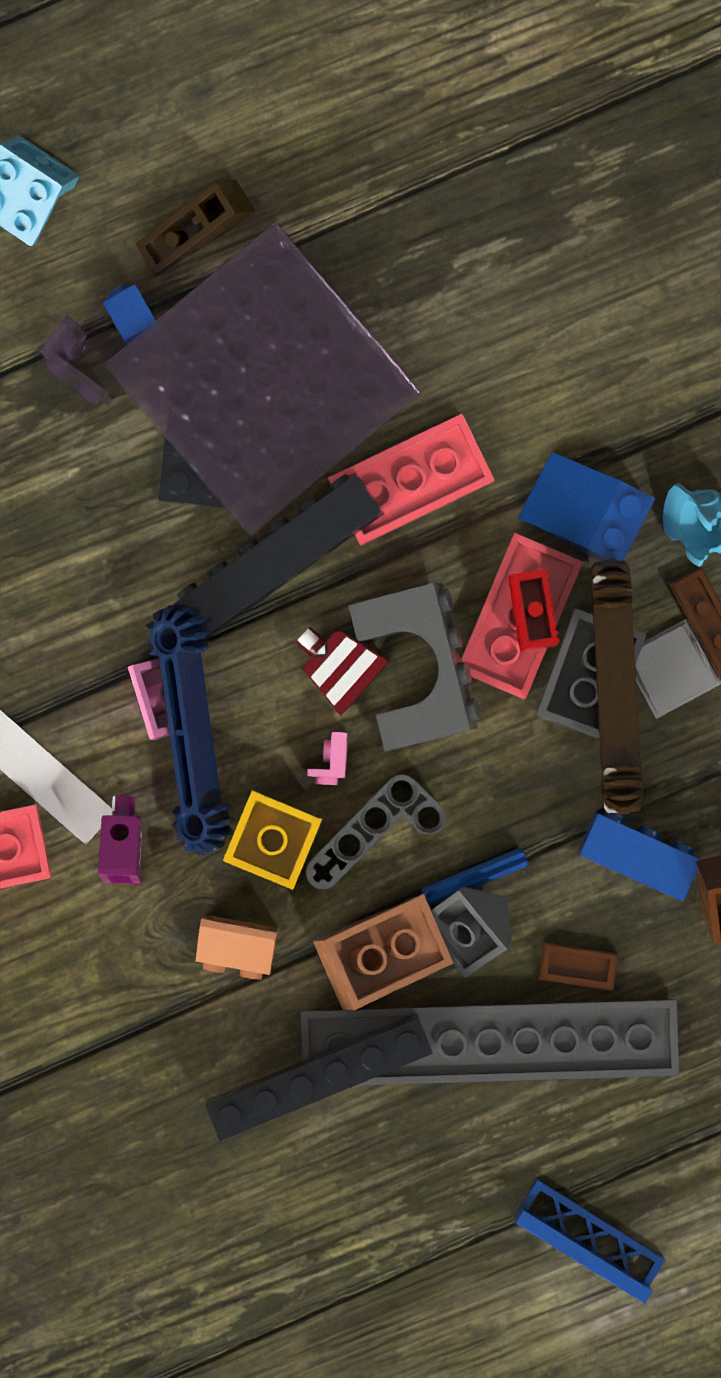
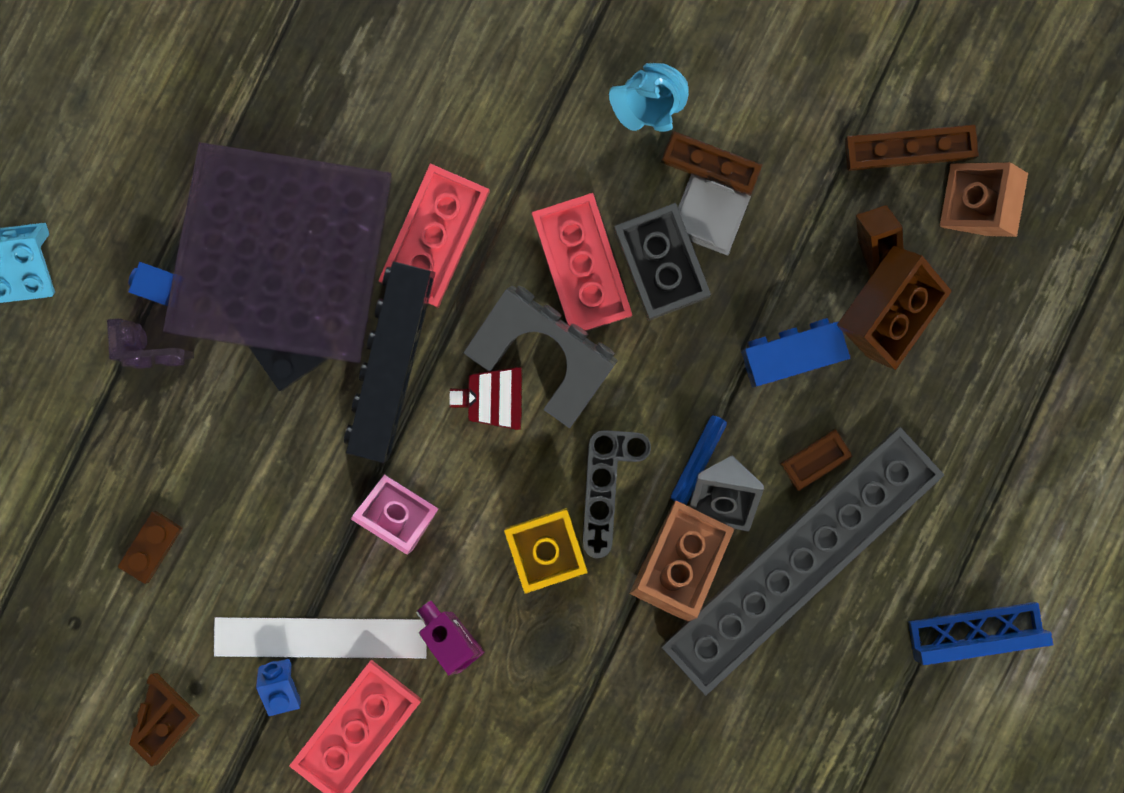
camera: 40 degrees left, 0 degrees up
(178, 642) = (372, 475): dark blue arm -> none
(195, 225) = (148, 188): dark brown slope -> none
(236, 946) = (581, 640): slope -> none
(318, 1077) = (711, 682): black brick -> none
(336, 753) = (538, 458): bright pink bracket -> none
(533, 610) = (587, 250): red brick -> none
(586, 509) = (566, 156): blue slope -> none
(616, 687) = (686, 254): dark brown arm -> none

